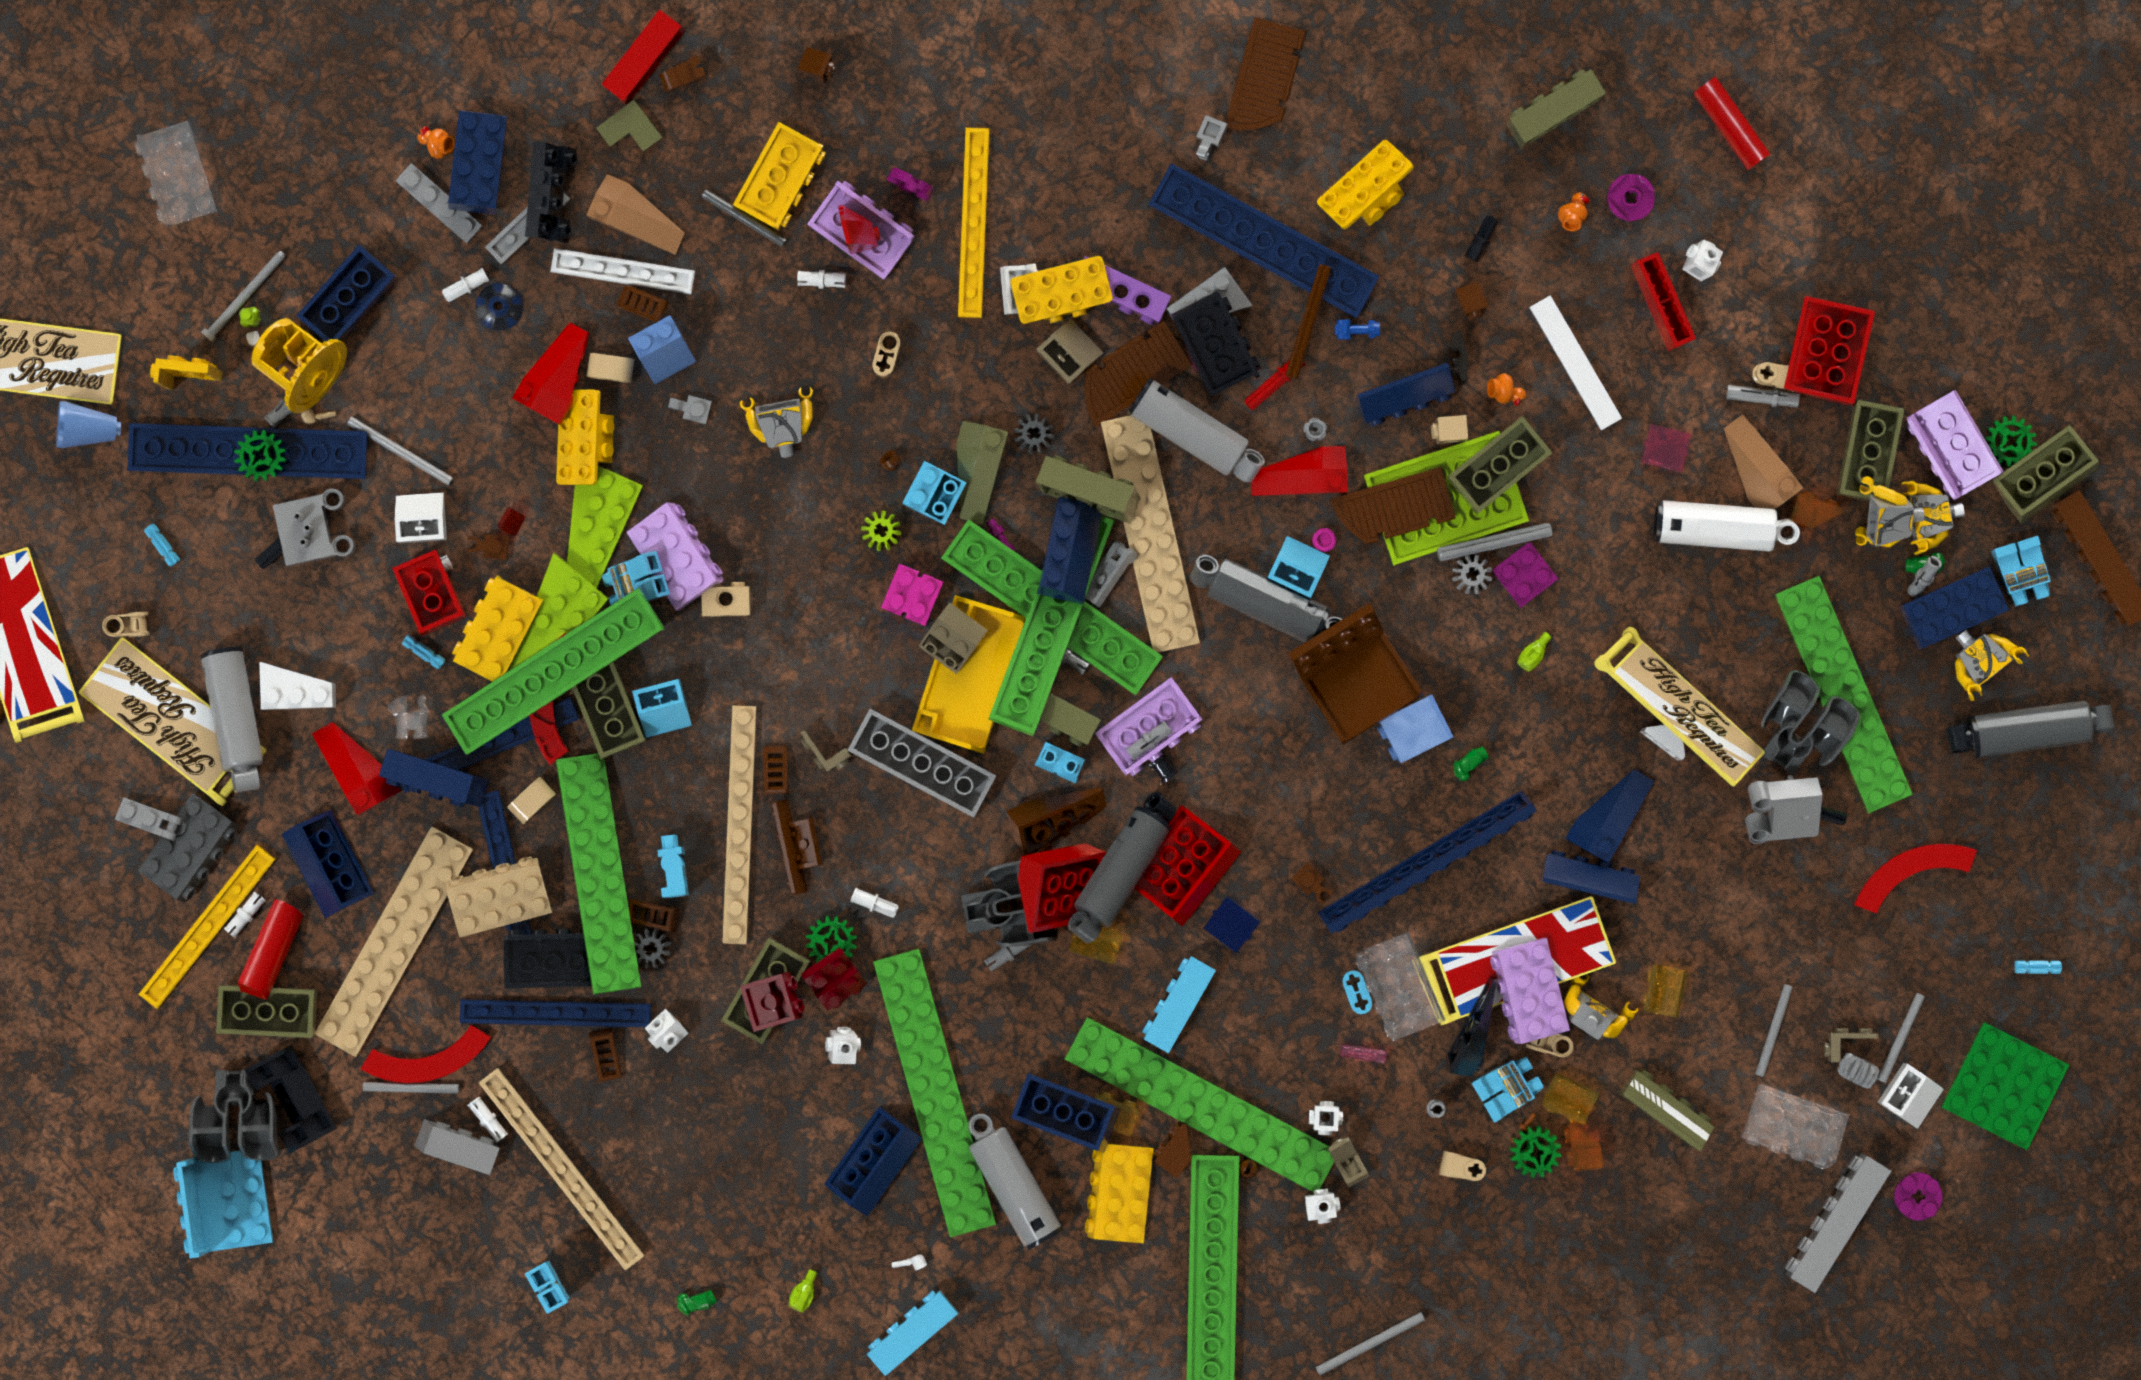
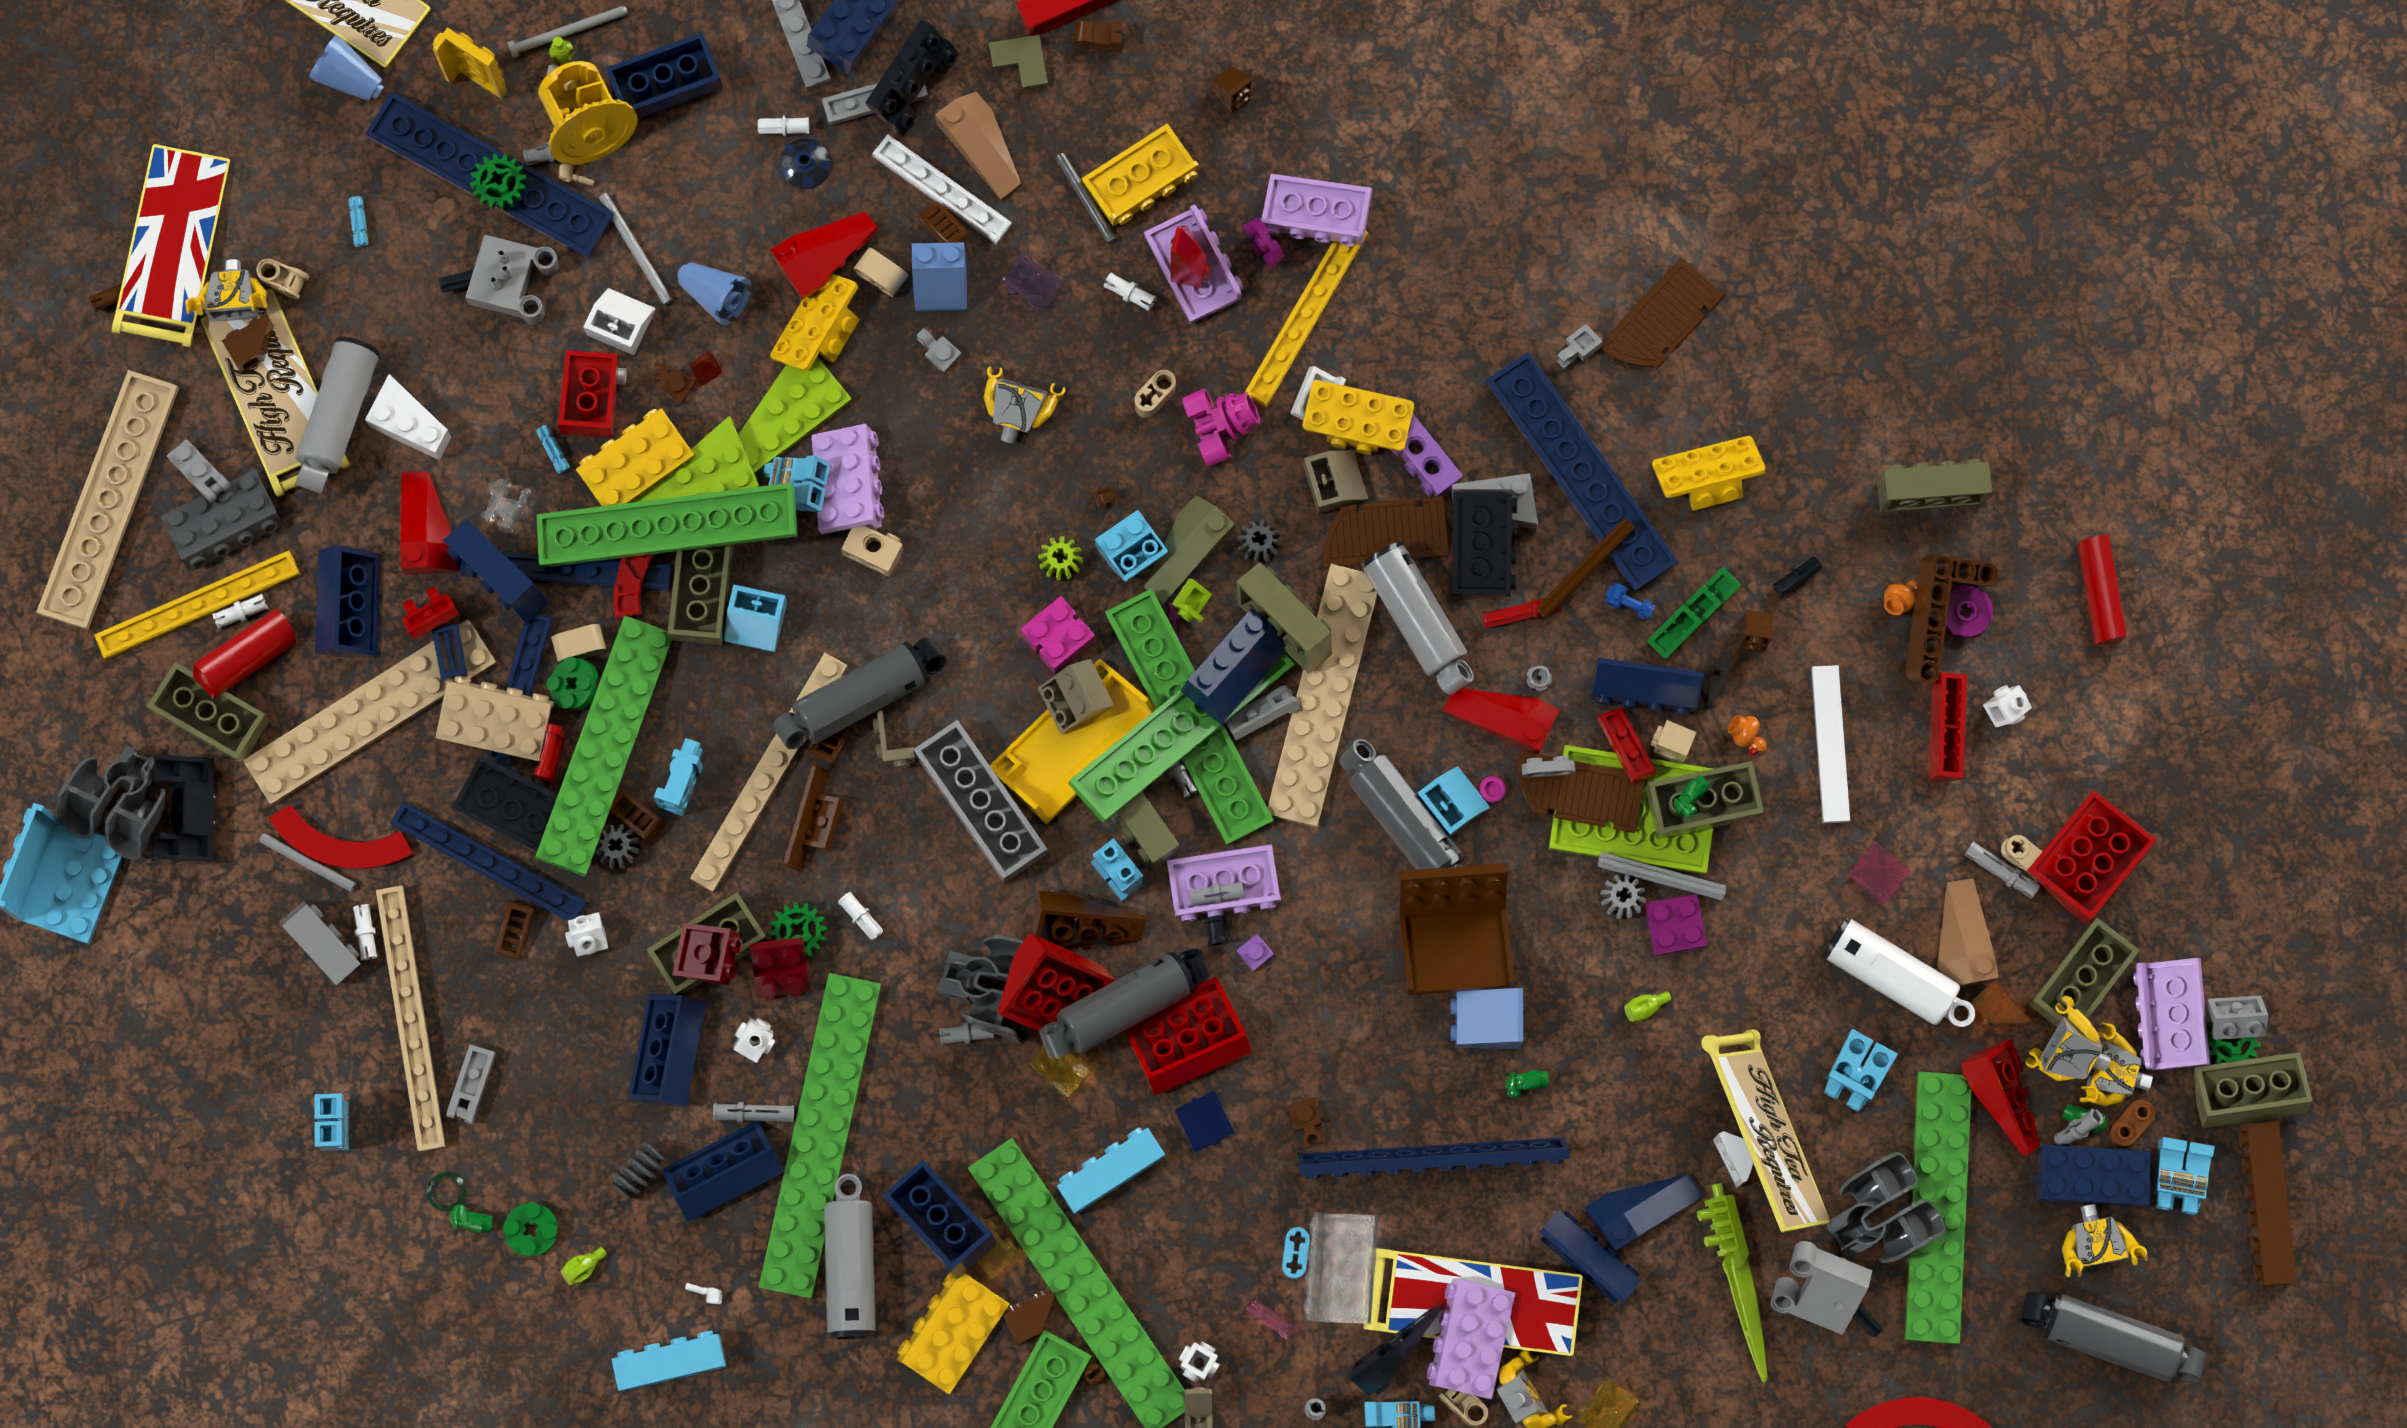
camera: 25 degrees right, 10 degrees down
(87, 879) = (107, 500): none -> tan plate
(93, 661) = (229, 295): none -> torso
(132, 694) = (250, 343): none -> reddish brown slope
(401, 842) = (422, 620): none -> red plate
(426, 840) = (446, 629): none -> dark blue tile
(484, 453) = (717, 291): none -> medium blue cone
(534, 840) = (561, 680): none -> green plate
(559, 903) = (551, 754): none -> red plate
(637, 1195) = (471, 1083): none -> light grey plate
(660, 1274) = (429, 1191): none -> clear green piece
(735, 1291) = (546, 1230): none -> green plate
(738, 312) = (1033, 282): none -> clear purple bracket
(778, 1089) = (667, 1050): none -> dark blue slope
(780, 726) = (859, 693): none -> dark grey piece
(807, 1197) = (638, 1171): none -> dark grey piece
(848, 1116) = (753, 1112): none -> light grey pin
(938, 133) = (1316, 209): none -> lavender bracket
(960, 341) = (1233, 416): none -> dark pink beam
(1004, 511) = (1191, 601): none -> lime bracket
(1202, 769) = (1255, 952): none -> medium lavender plate
(1369, 497) = (1537, 768): none -> light grey plate
(1413, 311) = (1694, 613): none -> green slope
(1414, 449) = (1627, 745): none -> red tile
(1488, 467) = (1690, 796): none -> green arm
(1607, 208) = (1938, 609): none -> reddish brown beam
(1709, 824) = (1737, 1267): none -> lime piece
(1724, 624) = (1858, 1078): none -> medium azure hips
(1842, 572) = (1997, 1084): none -> red wedge
(1963, 547) = (2132, 1122): none -> dark orange plate
(2007, 422) = (2238, 1017): none -> light grey bracket

